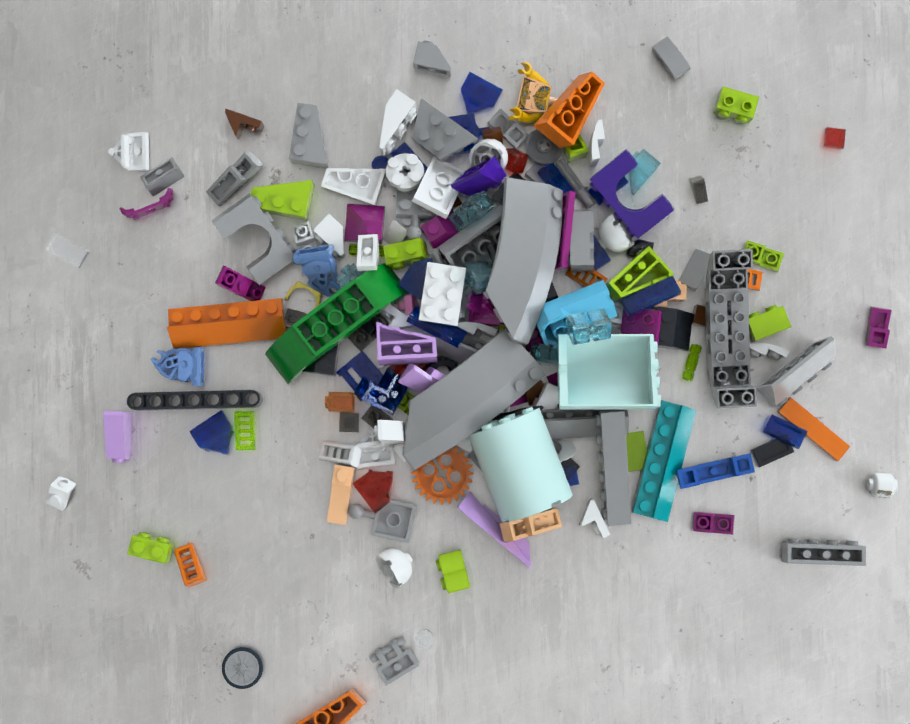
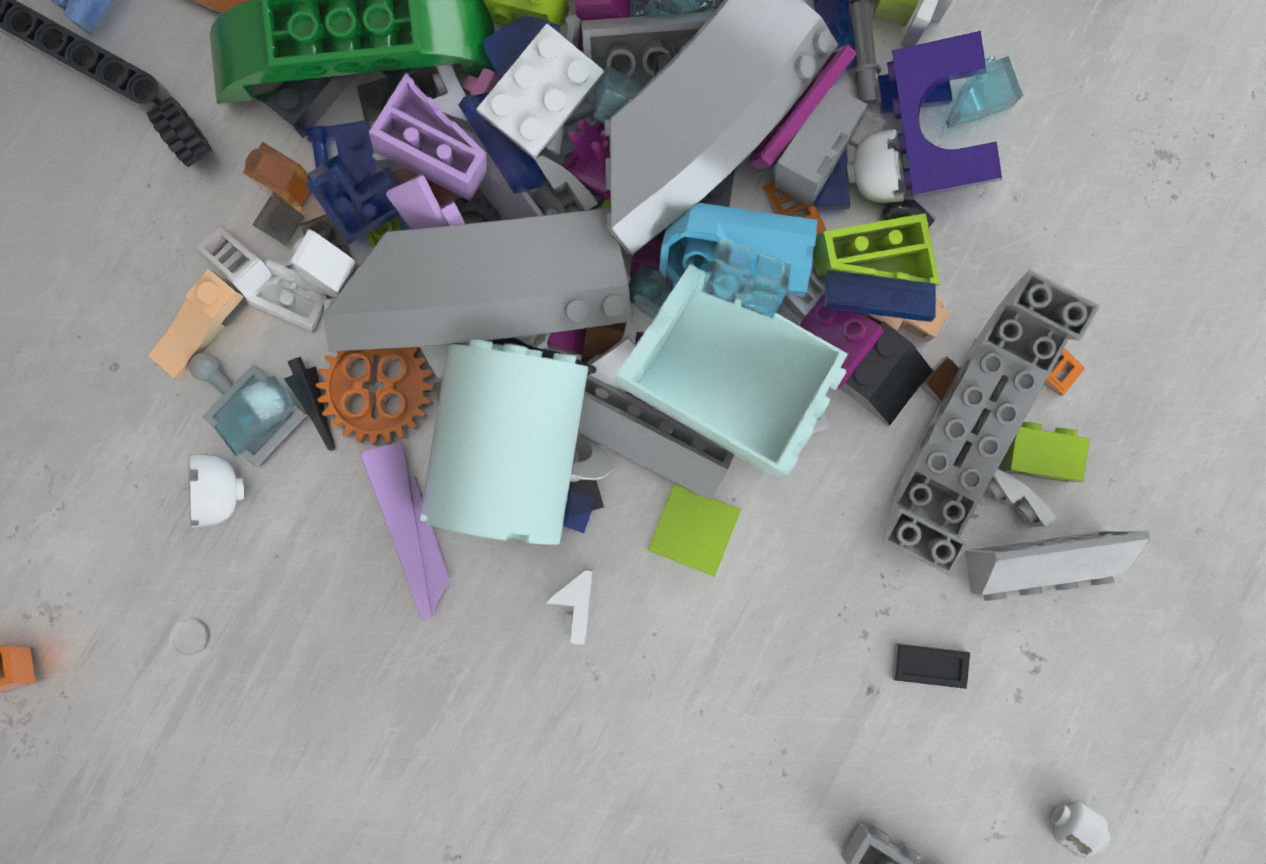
camera: 30 degrees right, 0 degrees up
(214, 433) = (57, 114): clear blue slope -> none
(237, 415) = (125, 134): clear neon green slope -> none
(280, 408) = (179, 131): none -> black tyre
(375, 488) = (253, 348): clear red slope -> none
(396, 519) = (254, 414): none -> clear light blue slope
(398, 665) = (118, 652): light grey plate -> none
(408, 492) = (304, 387): none -> black piece
(453, 571) = (299, 554): lime brick -> none
(531, 525) = (466, 553): light nougat slope -> none
(614, 467) = (657, 536): light grey brick -> none
(663, 457) = (744, 578): teal slope -> none
(692, 362) = (884, 446): clear neon green axle -> none
(695, 269) = (977, 301): light grey slope -> none
(699, 189) = (1059, 178): clear smoke piece -> none
(713, 523) = (766, 726): magenta slope -> none
(715, 470) = (818, 643): blue slope -> none
(736, 105) = (1199, 76): lime brick -> none
(764, 256) = (1104, 349): lime slope -> none
(785, 431) = (971, 647): clear blue tile -> none
(816, 430) = (1020, 671): orange tile -> none
(878, 327) = (1222, 567): magenta slope -> none

